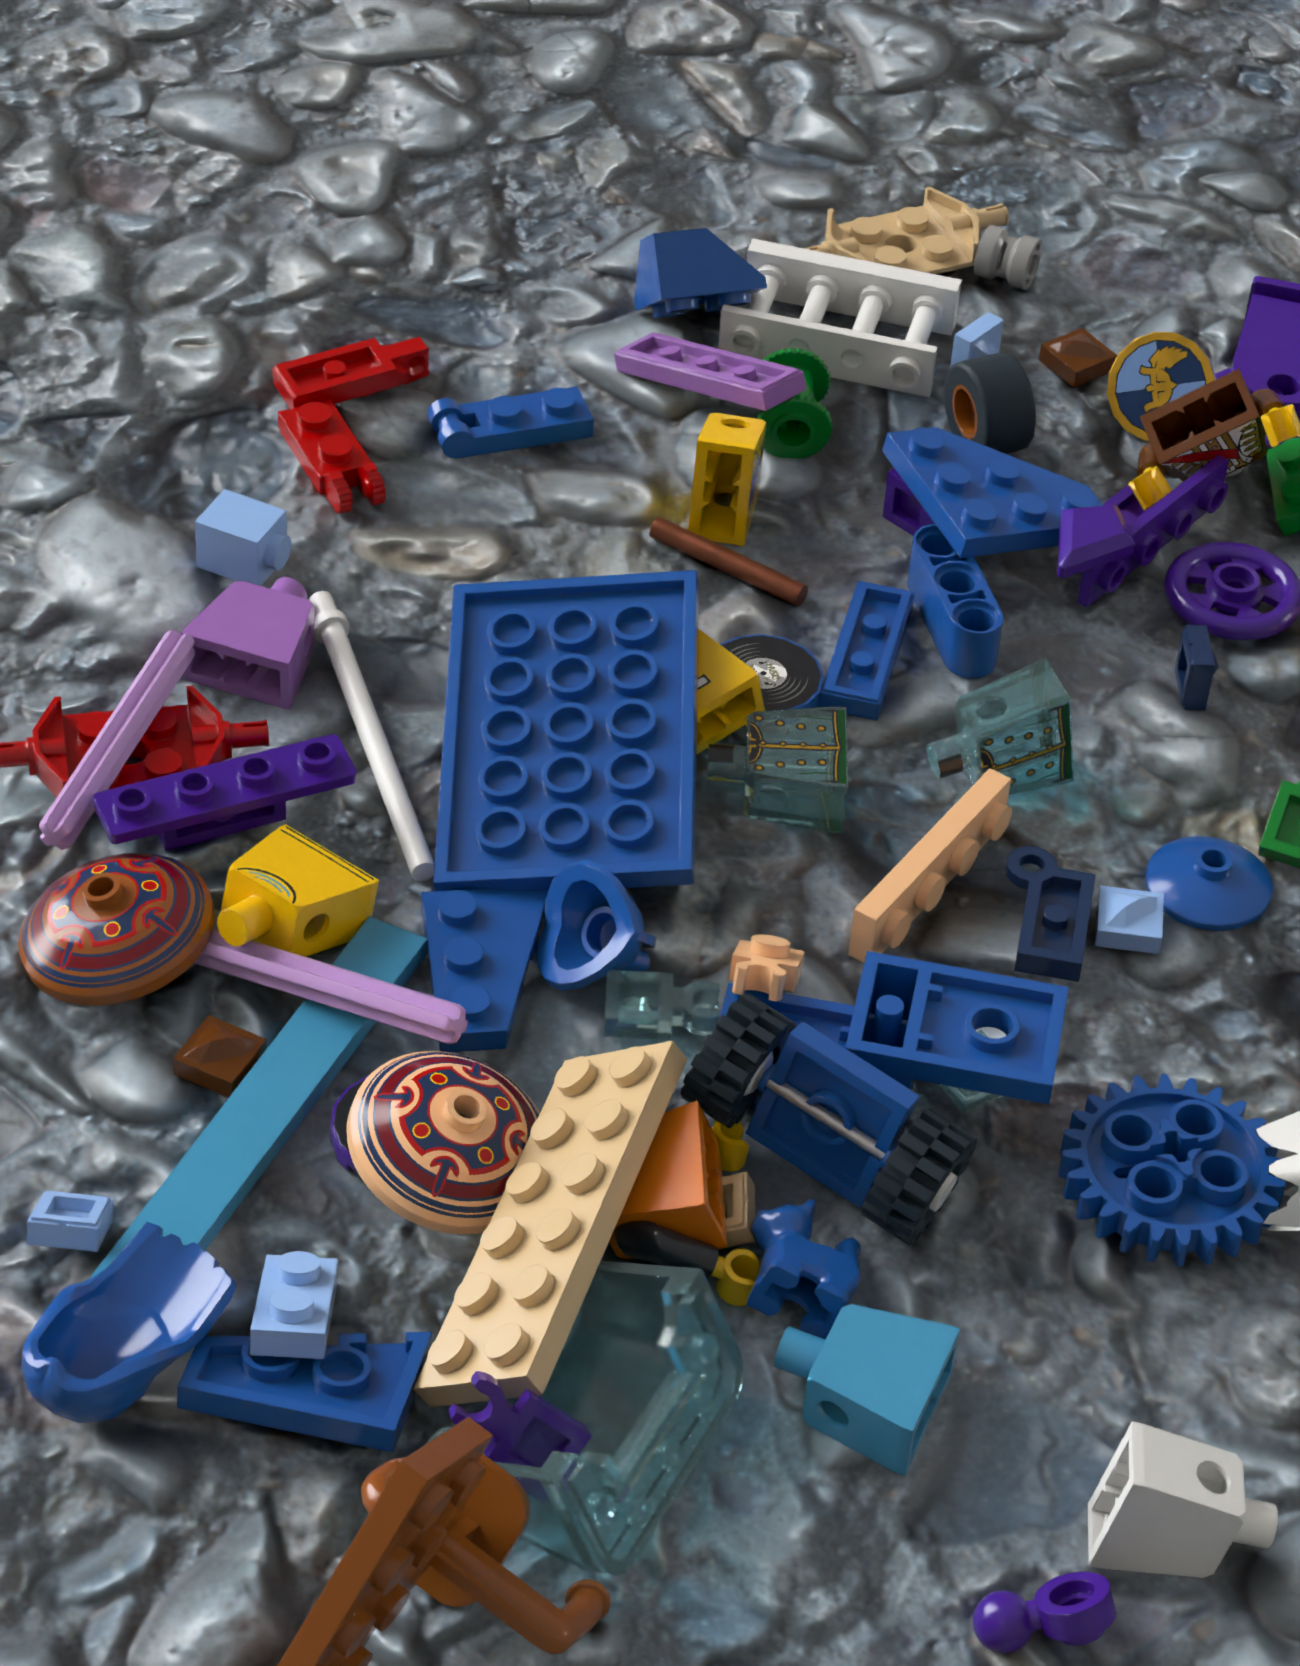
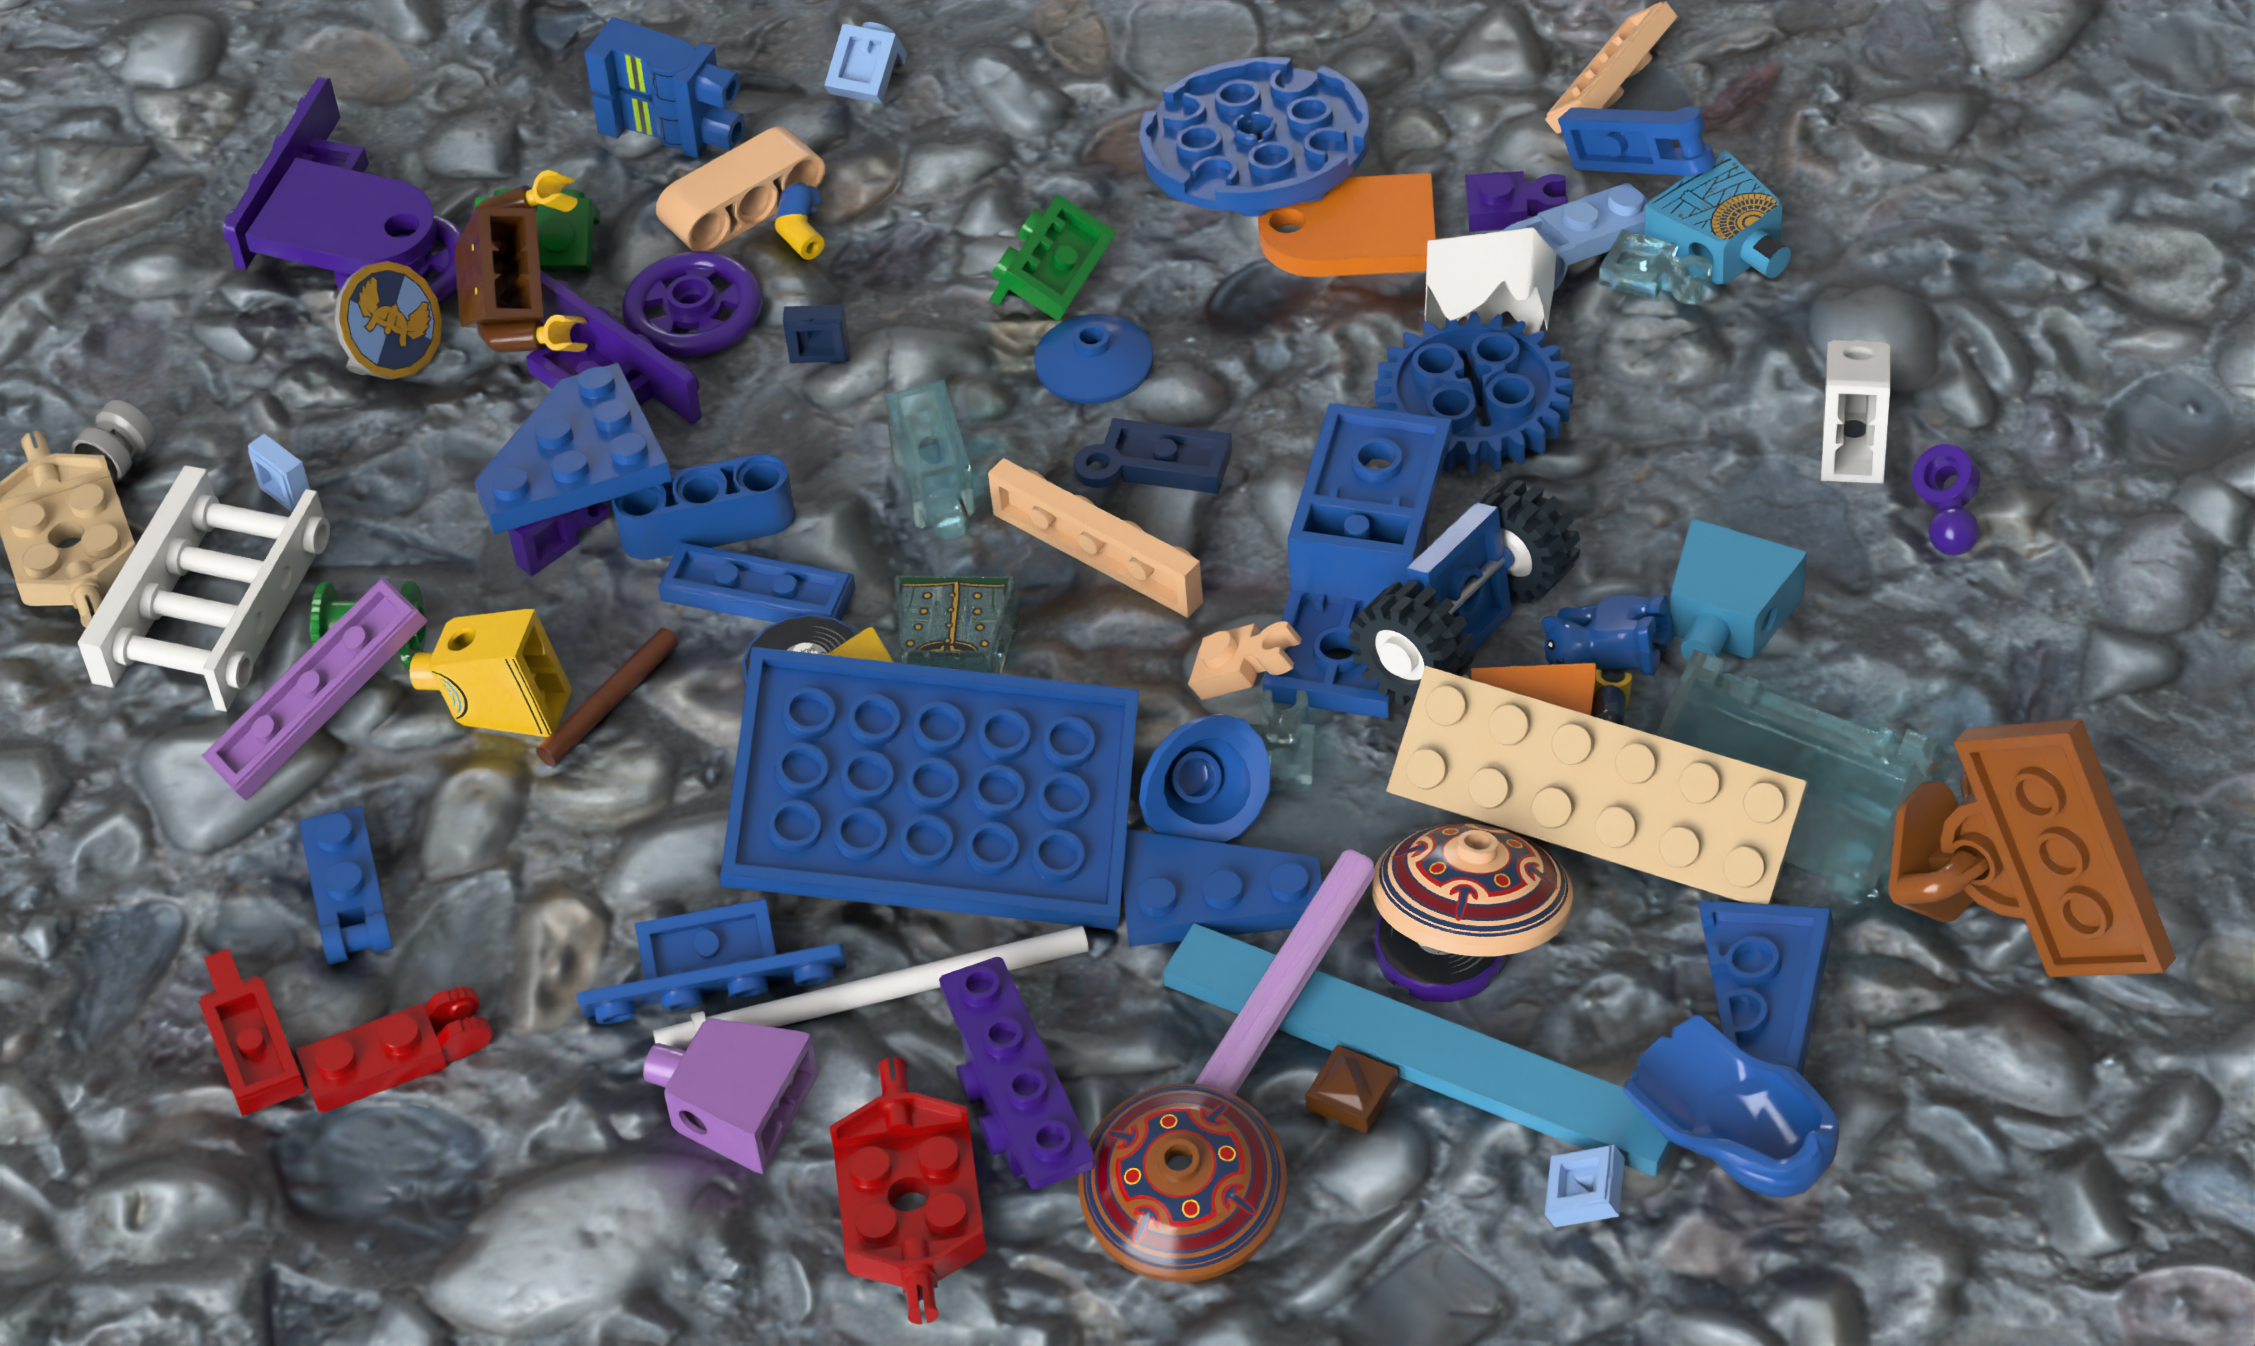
camera: 80 degrees left, 5 degrees up
(117, 739) = (918, 1182): lavender axle -> none
(242, 538) = (556, 1112): light blue brick -> none
(294, 896) = (1151, 1023): yellow torso -> none
(294, 1306) = (1663, 996): light blue plate -> none
(403, 621) = (706, 955): none -> blue bracket
(523, 1431) = (1838, 805): dark purple plate -> none
(692, 269) = (157, 694): blue slope -> none
(991, 402) = (408, 454): black wheel -> none
(1077, 357) = (288, 402): reddish brown tile -> none
(1091, 538) = (665, 372): dark purple piece -> none
(1129, 919) = (1153, 402): light blue tile -> none

